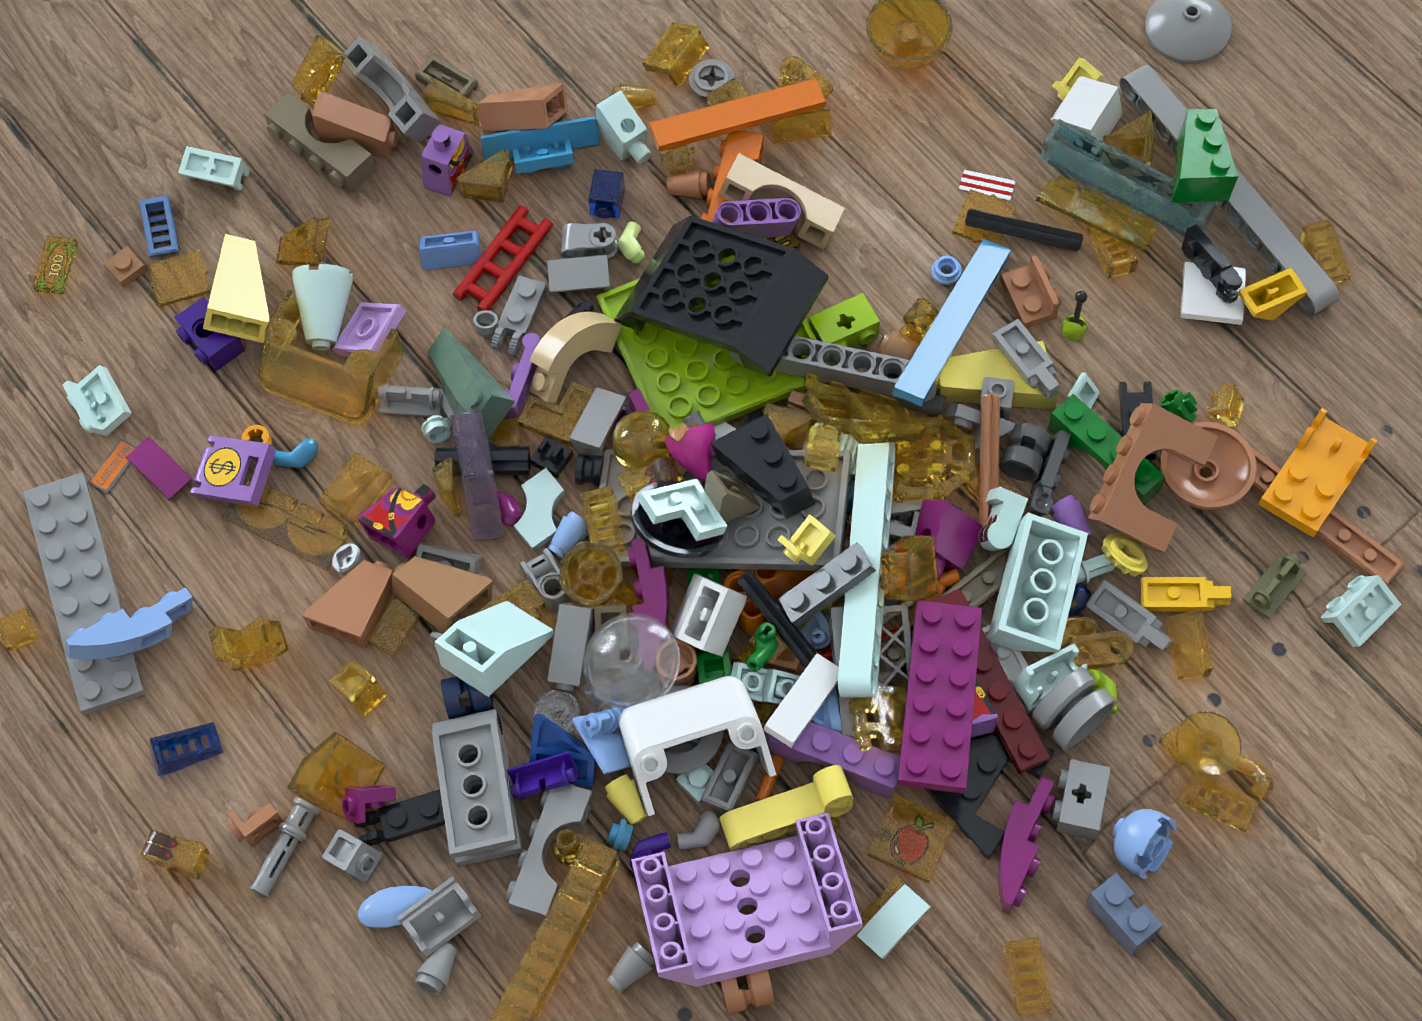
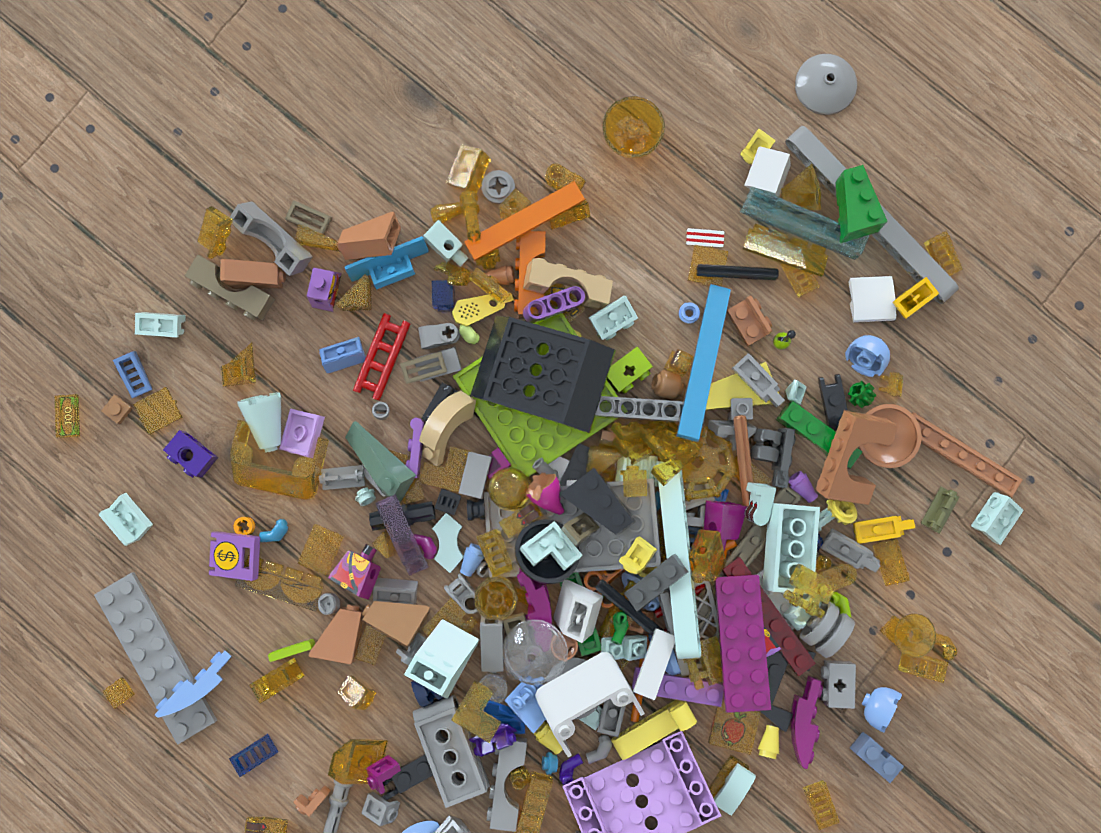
camera: 15 degrees left, 20 degrees up
(112, 467) = (151, 560): orange sticker -> none
(158, 468) = (182, 560): magenta slope -> none
(238, 294) = (202, 425): light yellow slope -> none
(278, 609) = (291, 650): none -> lime tile
(518, 724) = (471, 713): none -> clear yellow plate
(519, 313) = (401, 399): light grey hinge -> none
(558, 282) = (441, 362): none -> dark tan tile
(634, 174) = (456, 275): none -> clear yellow plate
(649, 217) = (483, 307): none -> light yellow piece
(666, 95) = (470, 210): none -> clear yellow pin
(672, 187) = (489, 285): none -> clear yellow plate
(839, 253) = (613, 318): none -> light aqua bracket
(961, 868) = (770, 742): none -> light yellow cone
(1059, 633) = (812, 584): none -> clear yellow plate
(1193, 358) = (868, 355): none -> light blue cylinder
(1212, 263) = (871, 282): black hinge -> none
(1316, 475) = (959, 426): light orange hinge -> none

